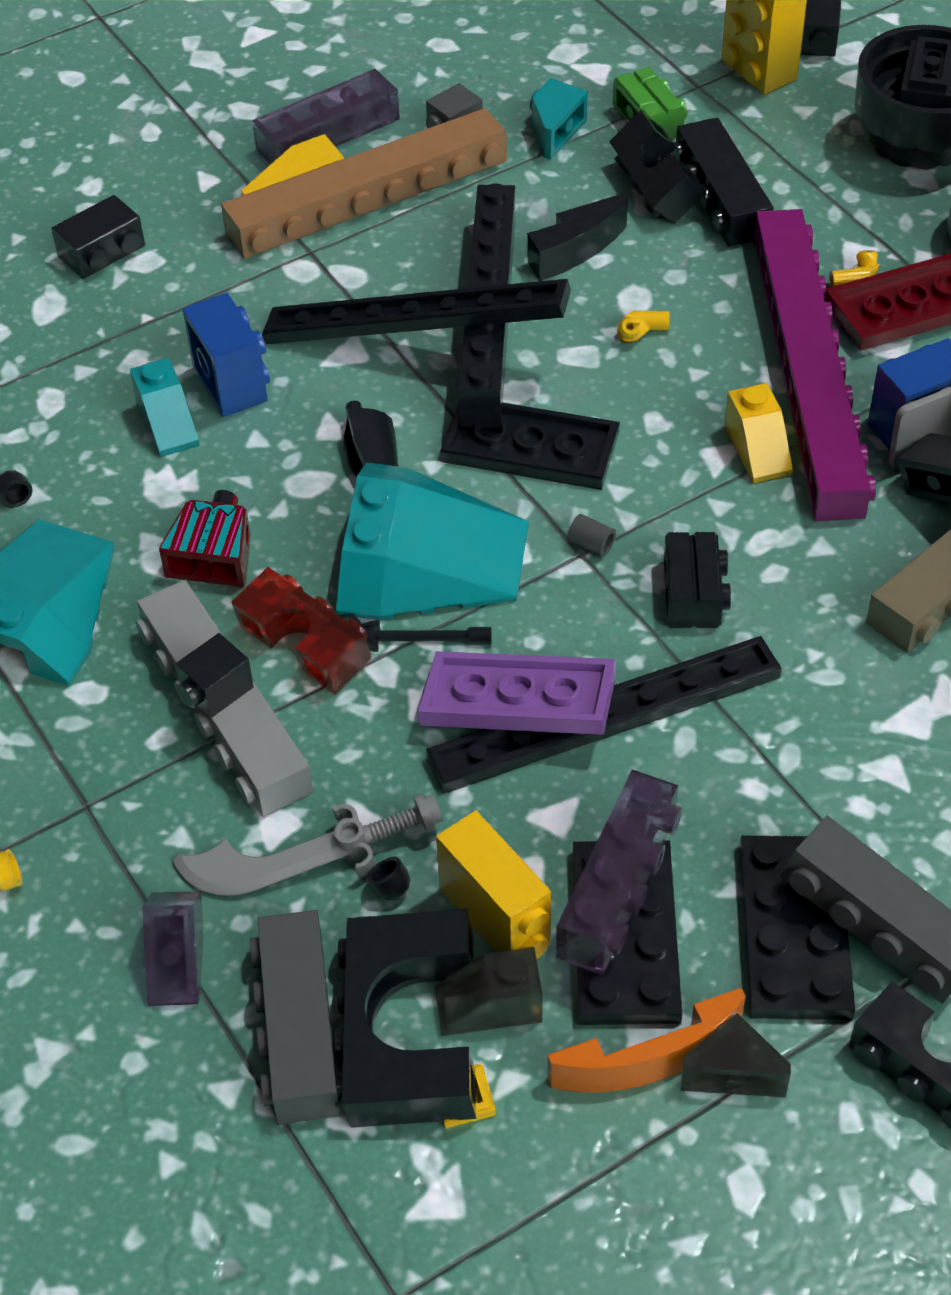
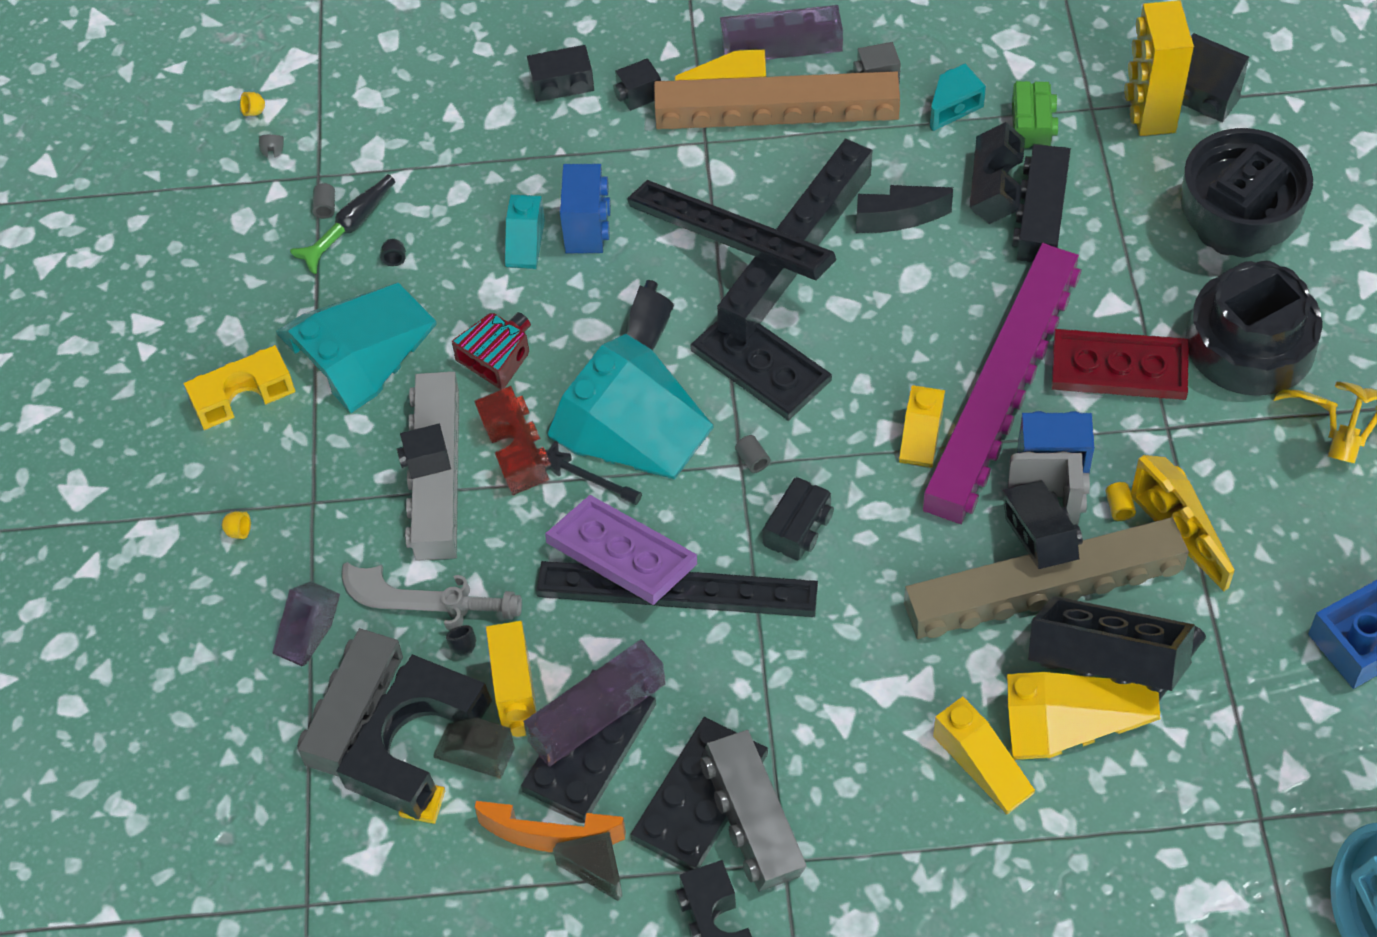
camera: 30 degrees right, 5 degrees up
(197, 217) = (636, 84): none -> black brick
(638, 323) = (902, 298): yellow arm -> none
(865, 267) = (1102, 323): yellow arm -> none

